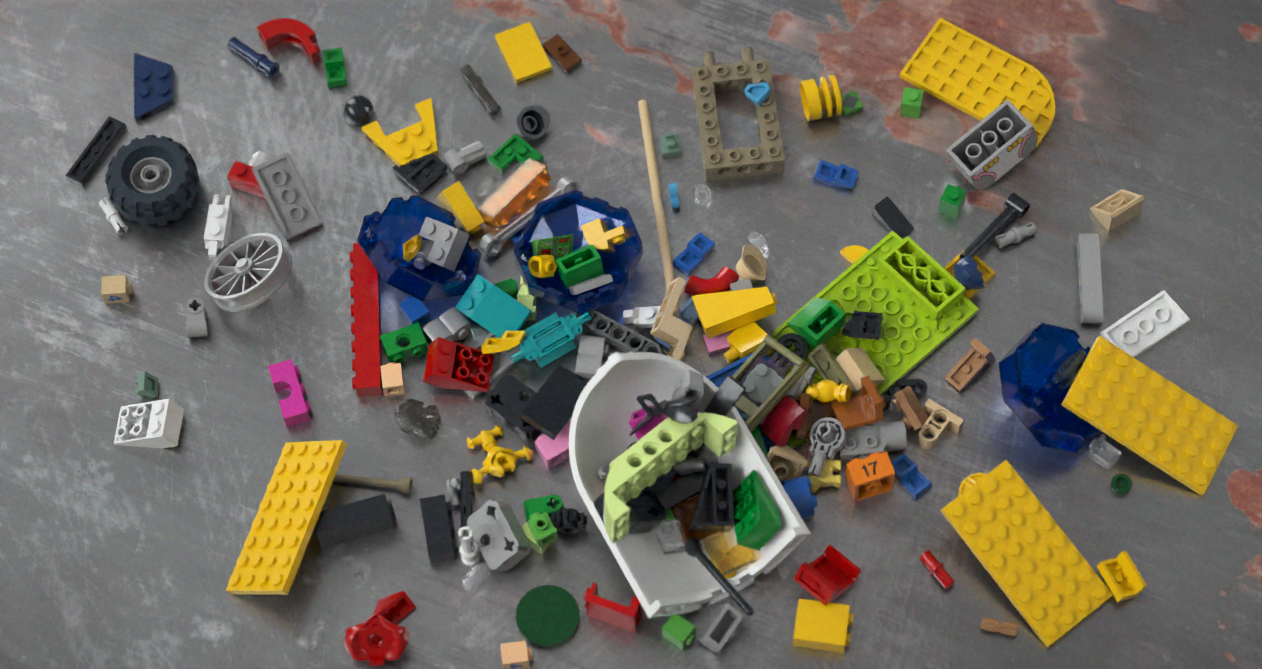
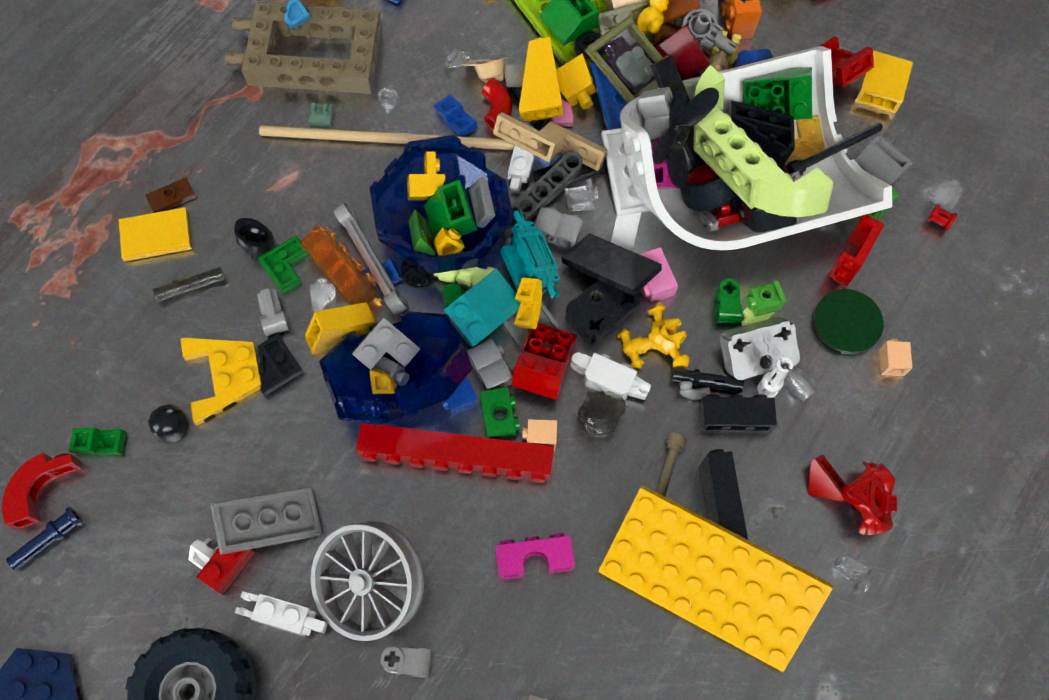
camera: 85 degrees left, 5 degrees up
(453, 423) = (609, 376): none -> white hinge
(569, 520) = (750, 275): black gear -> none
(674, 195) = (384, 119): dark azure tile -> none

